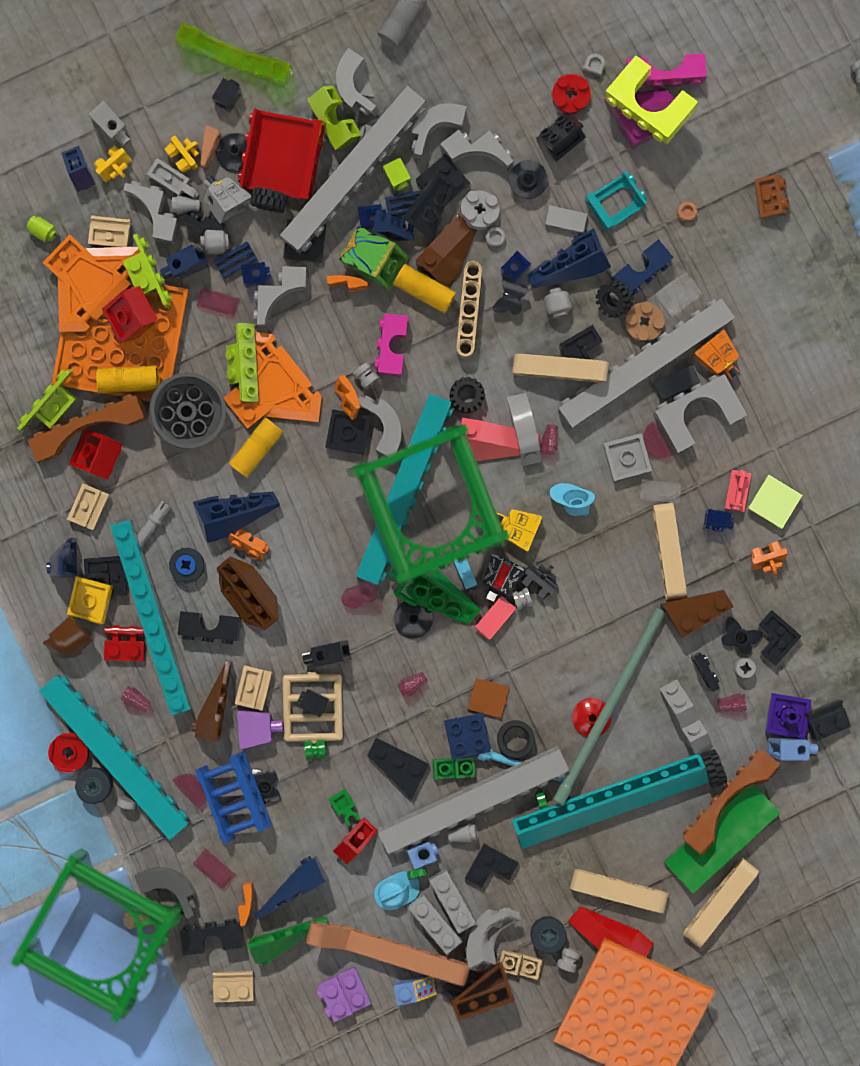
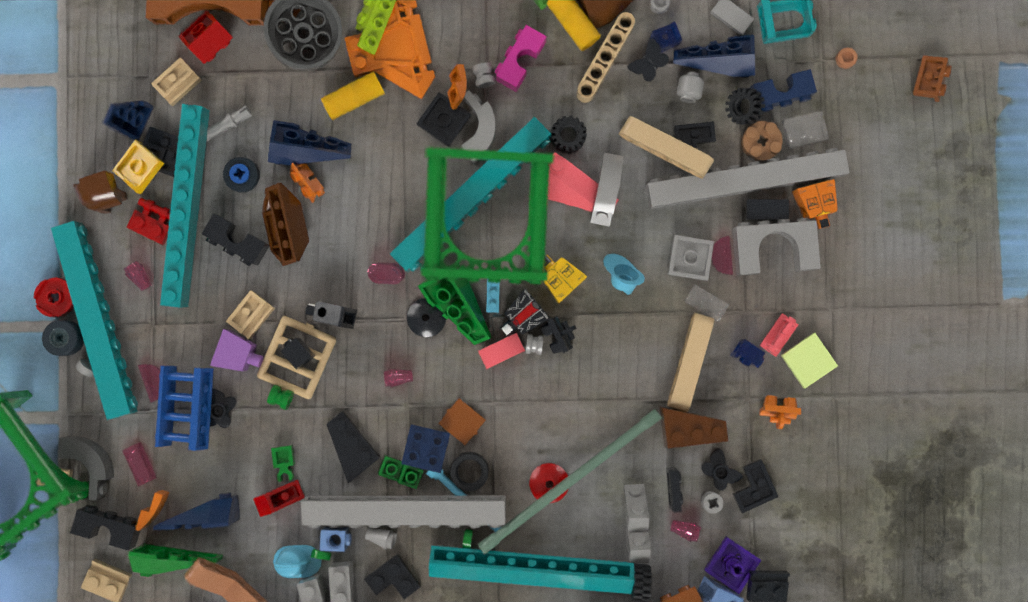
camera: 25 degrees right, 0 degrees up
(211, 716) = (200, 322): reddish brown wedge -> none
(548, 442) = (624, 211): clear pink cone -> none

